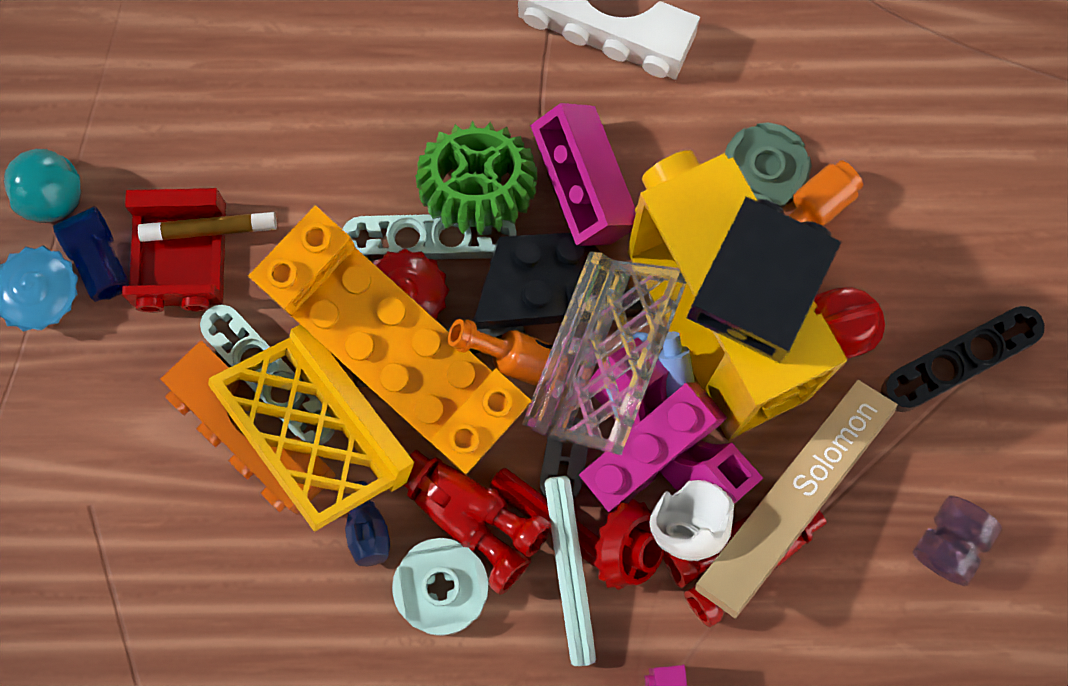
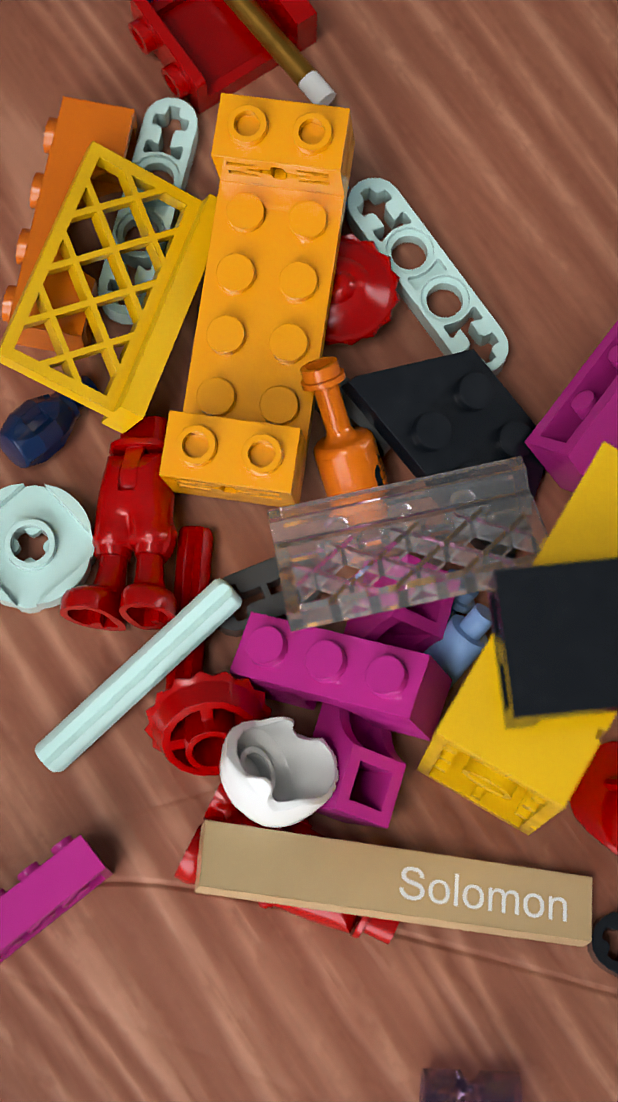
camera: 55 degrees right, 0 degrees up
(474, 191) = (528, 281): bright green gear -> none

